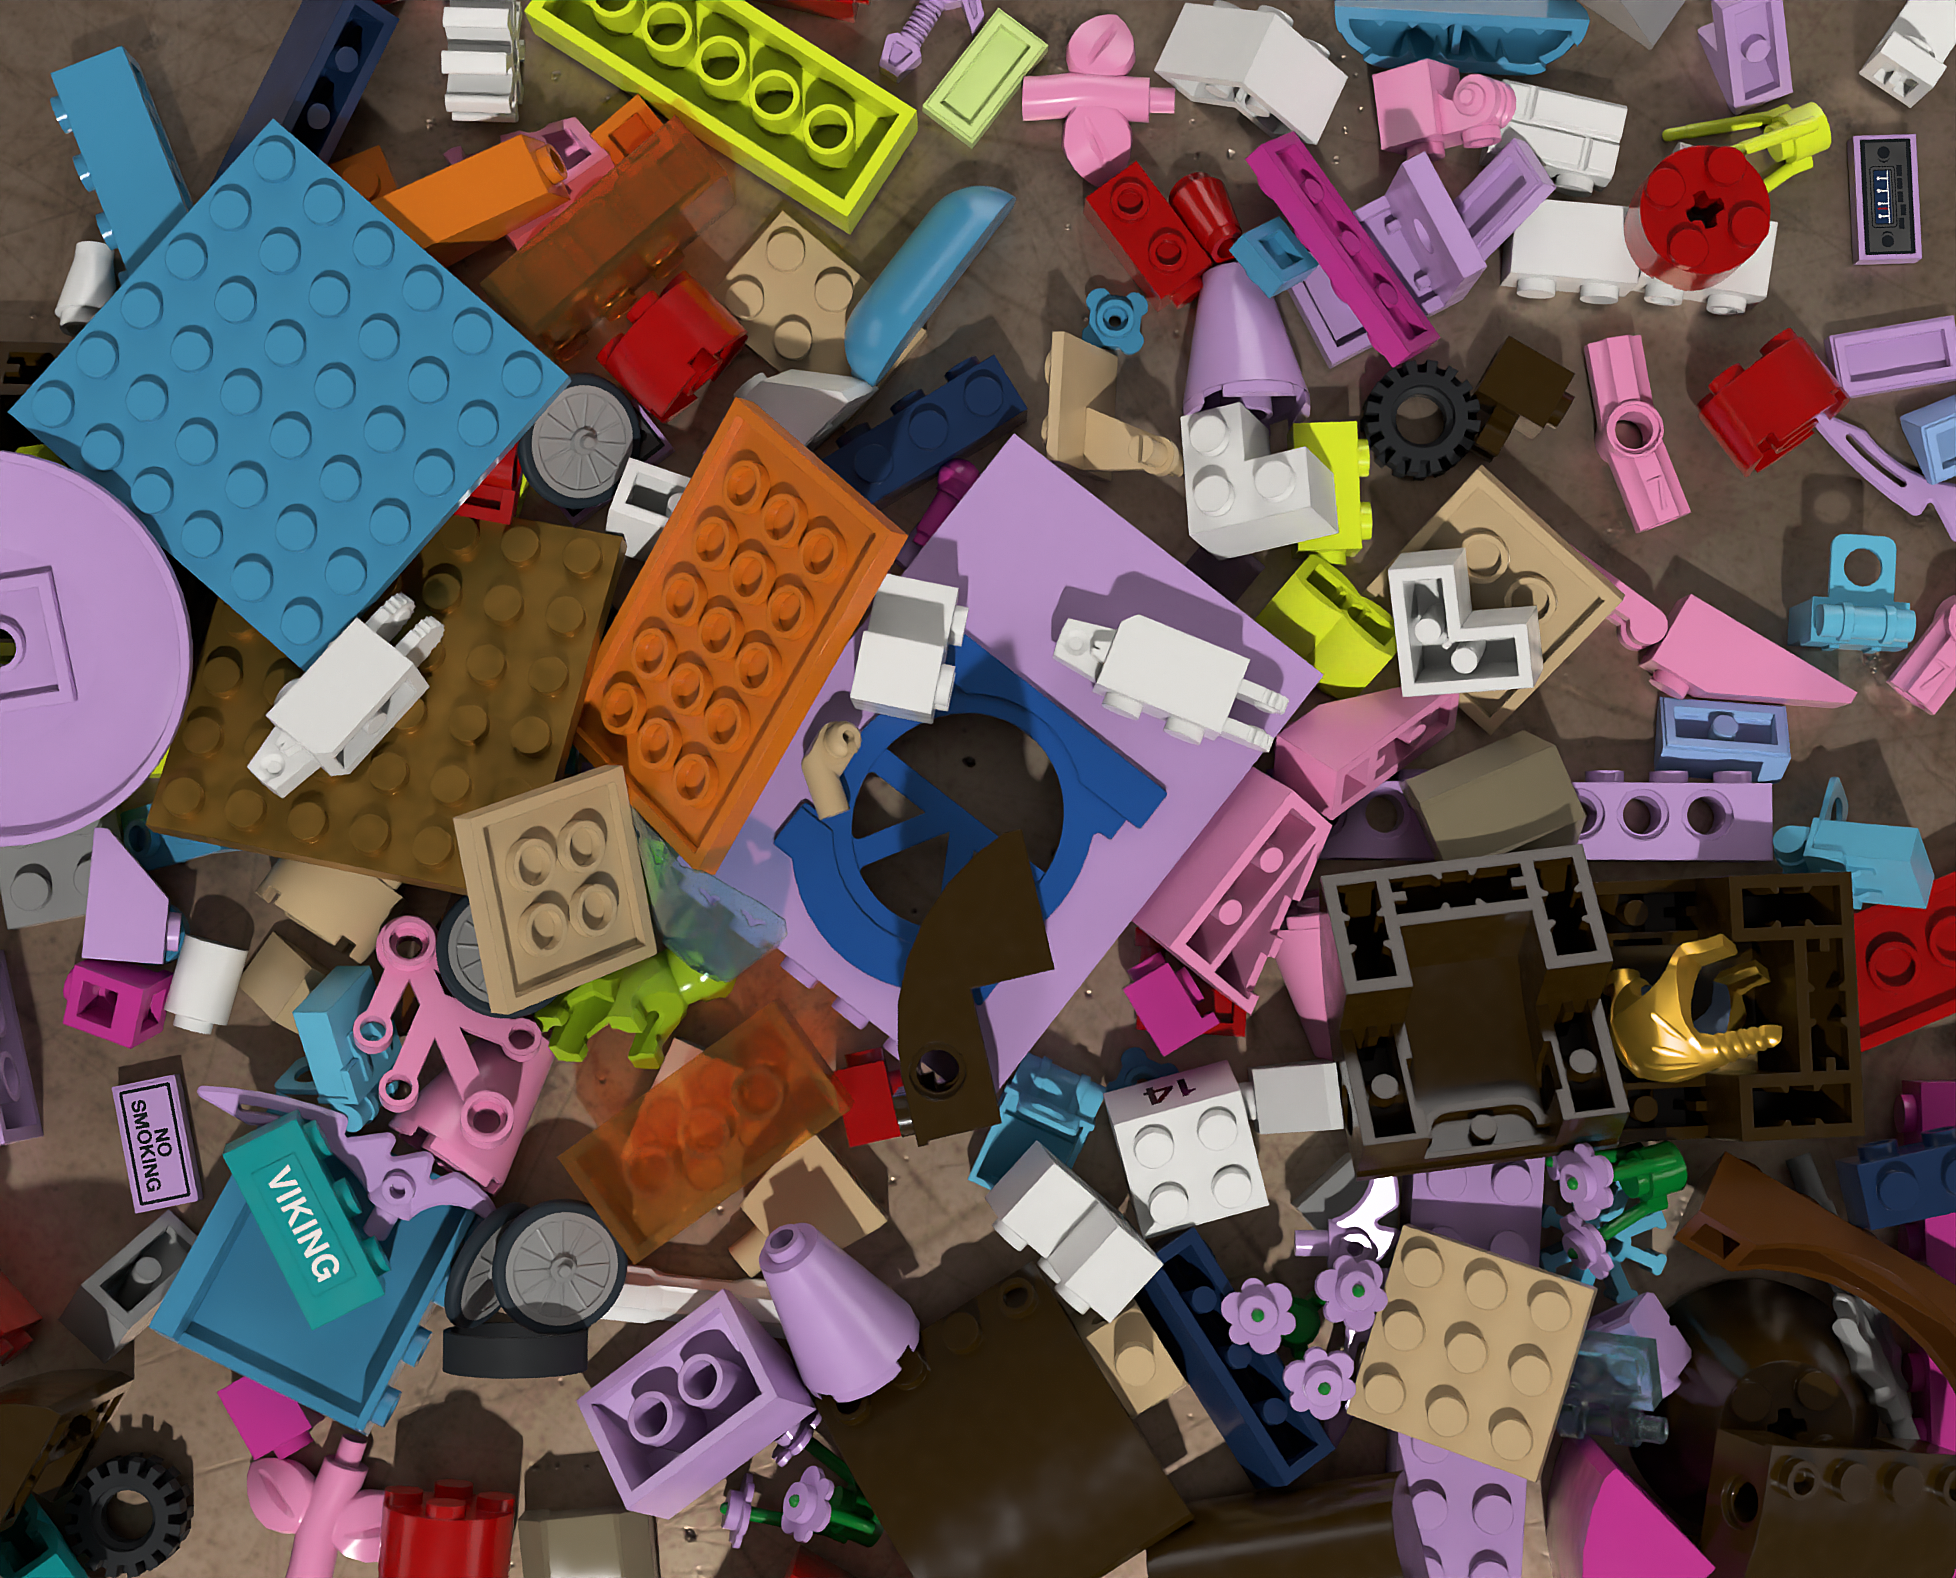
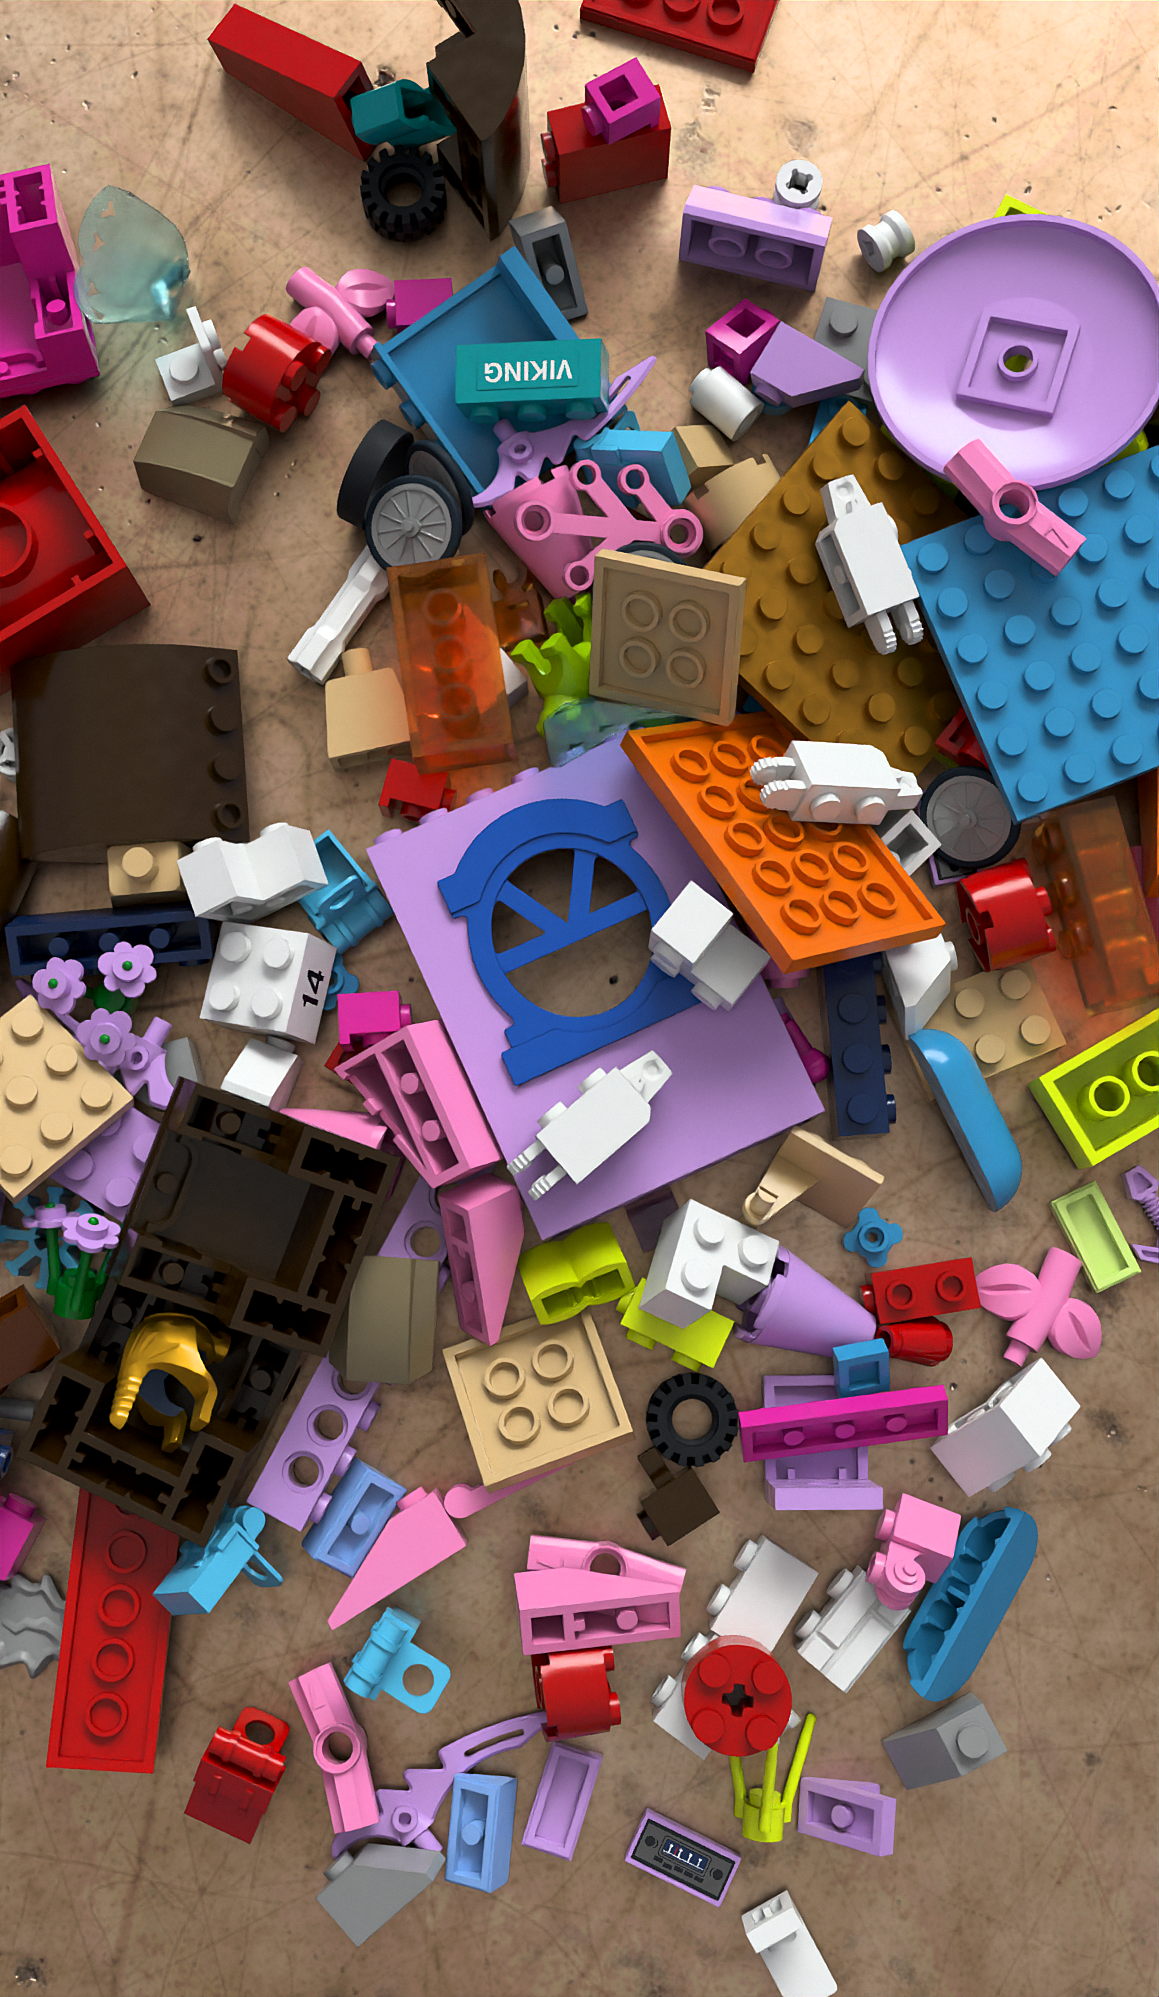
camera: 120 degrees right, 5 degrees down
(157, 1143) = (635, 325): lavender tile -> none
(213, 512) = (989, 484): none -> bright pink piece
(590, 1093) = (520, 612): none -> clear orange plate
(631, 605) = (834, 783): none -> white hinge
(693, 1407) = (275, 572): lavender slope -> none
(812, 1503) = (171, 607): plant -> none
(825, 763) = (657, 859): tan arm -> none
(835, 1314) = (284, 689): lavender cone -> none
(974, 936) = (470, 861): dark brown slope -> none
(1448, 645) = (524, 1344): white brick -> none
(1503, 196) = (821, 1555): lavender tile -> none
(1690, 422) = (591, 1609): none -> bright pink slope

